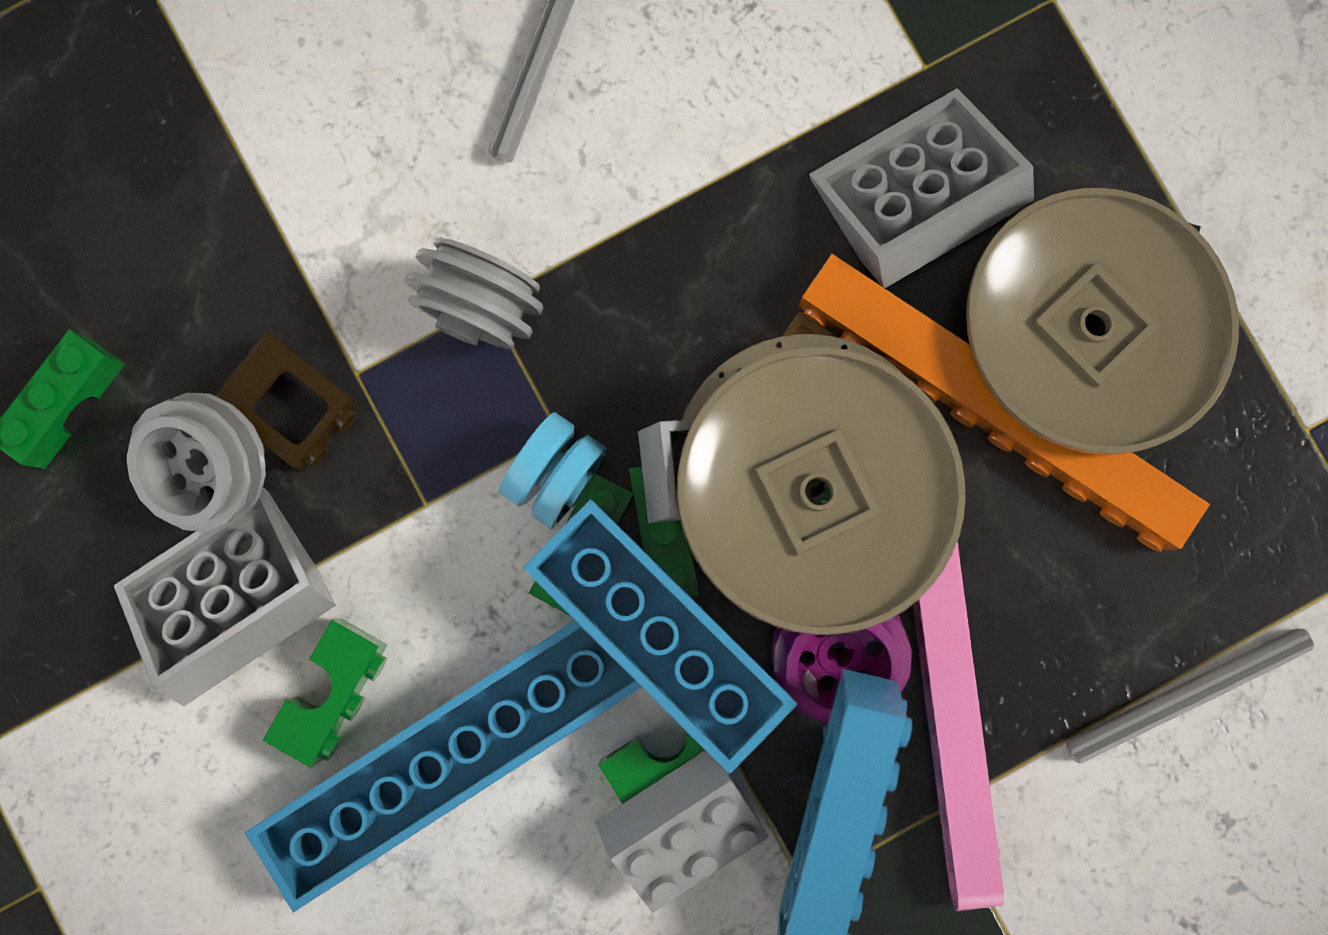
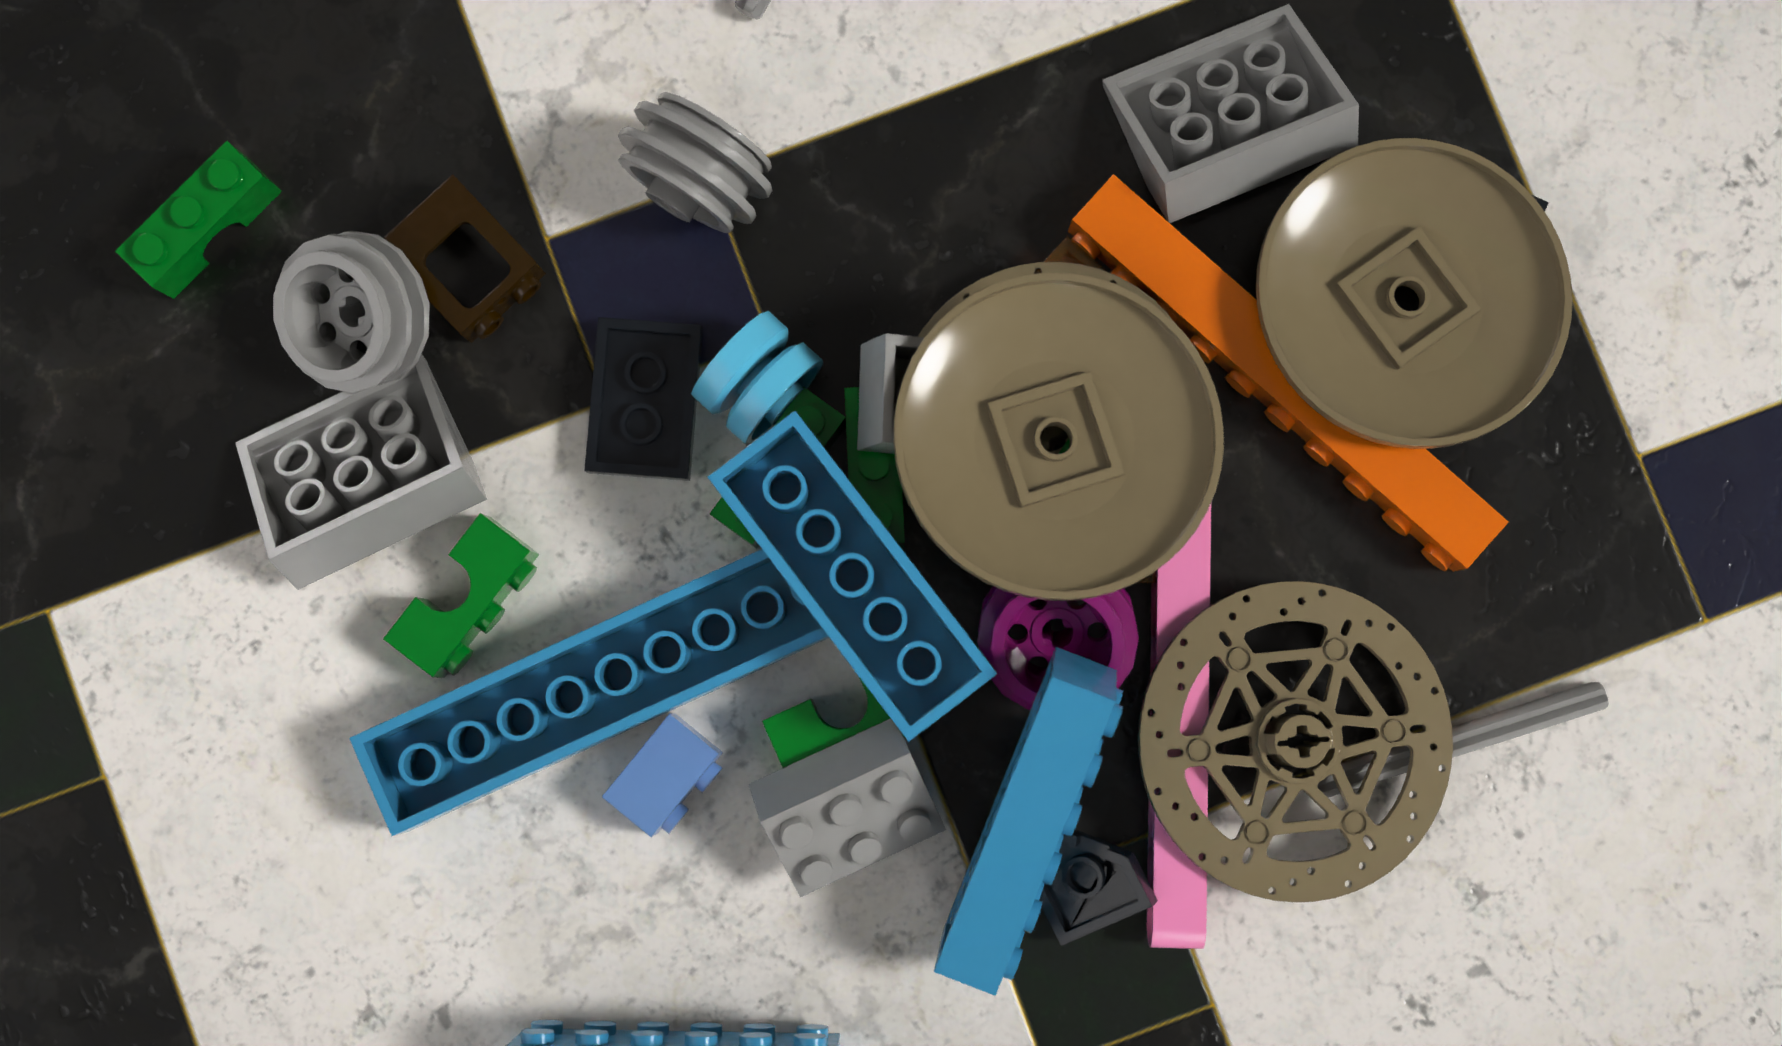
camera: 10 degrees right, 0 degrees up
(458, 500) = (643, 399): none -> black plate
(519, 822) = (664, 775): none -> medium blue brick
(905, 869) = (1093, 887): none -> black plate
(1076, 727) = (1421, 708): none -> dark tan piece

